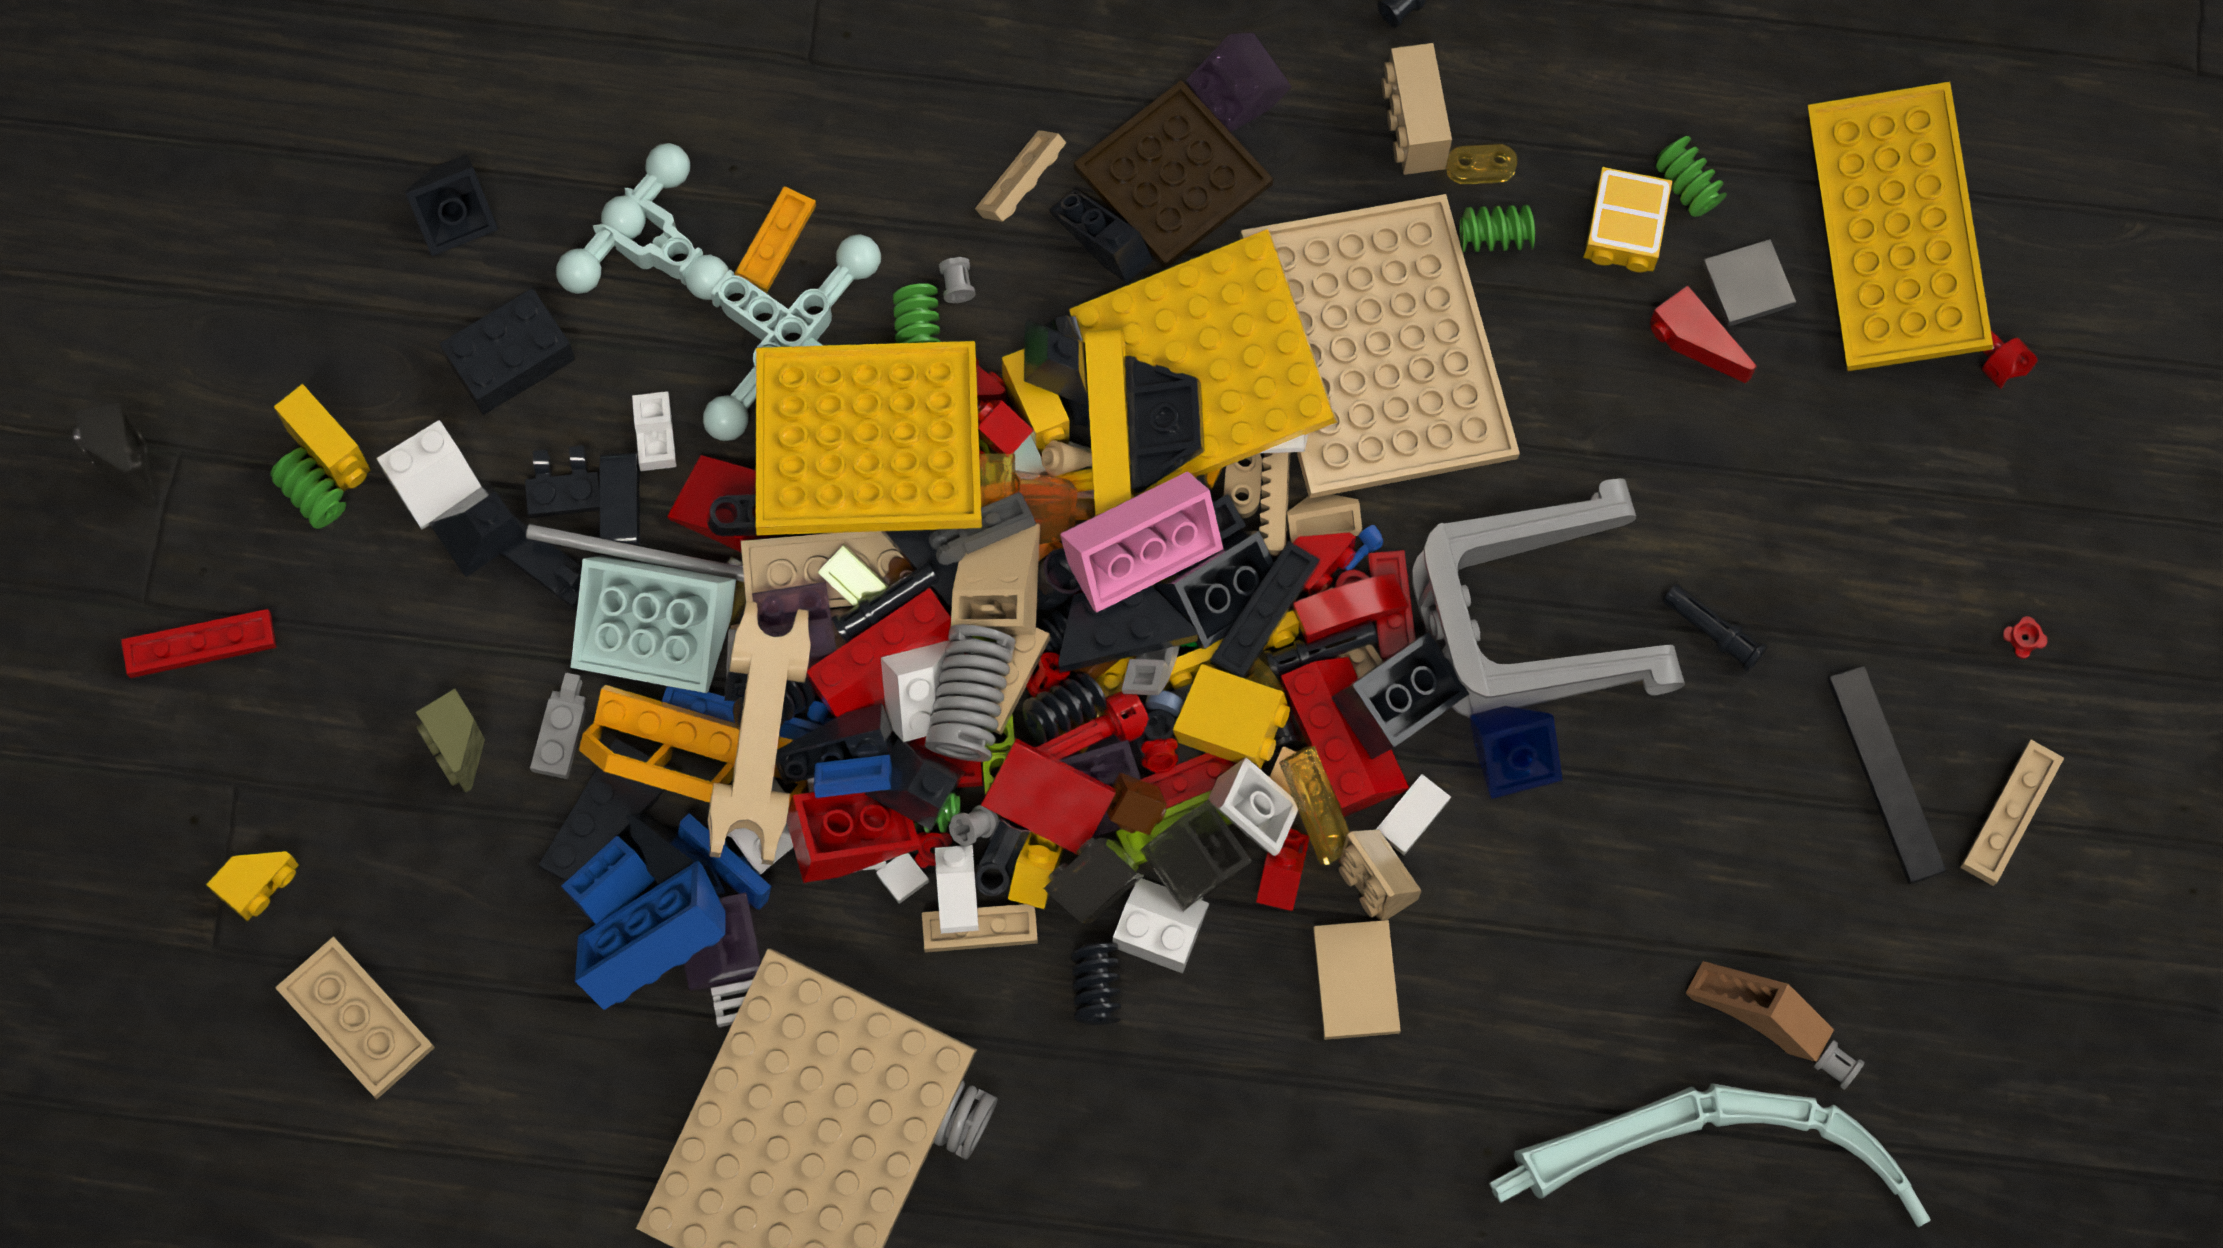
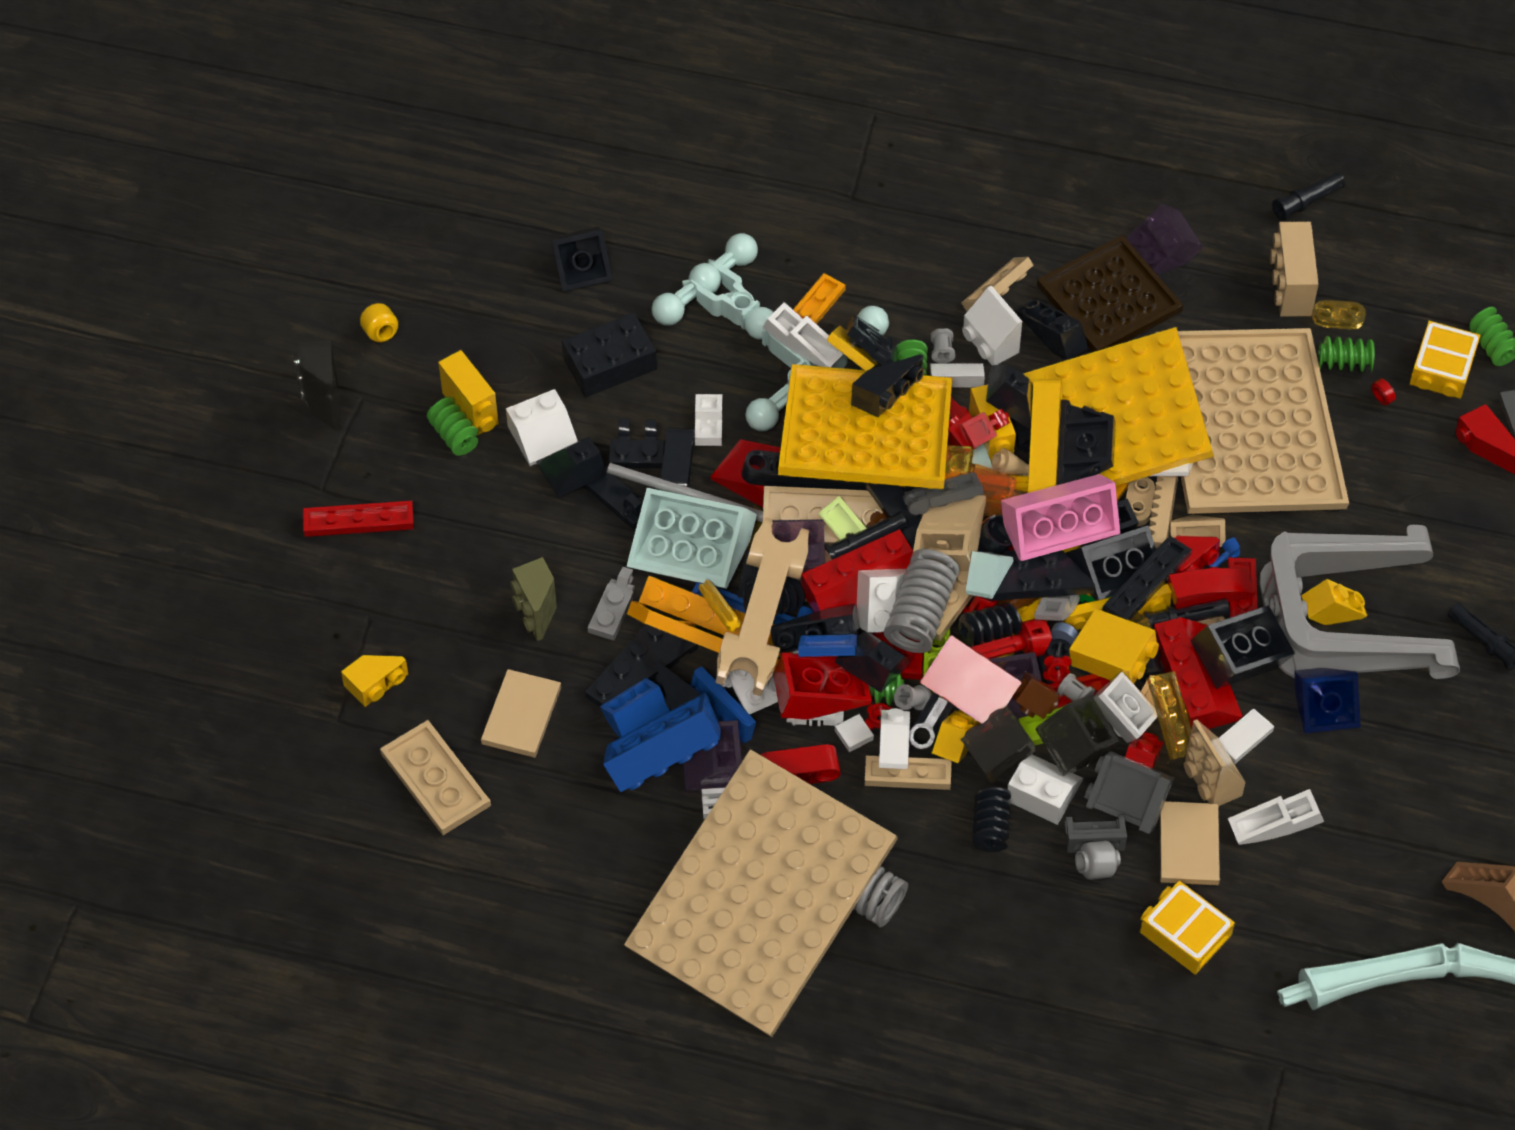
camera: 10 degrees right, 15 degrees down
(186, 340) = (379, 322): none -> yellow head
(457, 905) = (521, 713): none -> tan tile
(702, 732) = (719, 605): none -> yellow axle
(768, 302) = (802, 336): none -> white slope
(836, 937) = (810, 763): none -> red beam
(837, 314) = (840, 341): none -> yellow tile
(863, 300) = (868, 337): none -> black wing
(882, 375) = (883, 385): none -> black slope
(981, 320) = (962, 374): none -> white slope
(1019, 424) = (980, 429): none -> red plate
(1021, 249) = (993, 327): none -> white slope
(1053, 636) = (986, 573): none -> light aqua slope
(1187, 786) = (1074, 689): none -> light grey bush
(1233, 984) = (1081, 832): none -> dark grey hinge
(1240, 1024) = (1097, 860): none -> light grey head
(1272, 922) = (1129, 790): none -> dark grey panel
(1363, 1104) = (1186, 926): none -> yellow brick
(1465, 932) = (1276, 818): none -> white slope
(1512, 607) = (1333, 603): none -> yellow slope
(1550, 278) = (1383, 392): none -> red tile

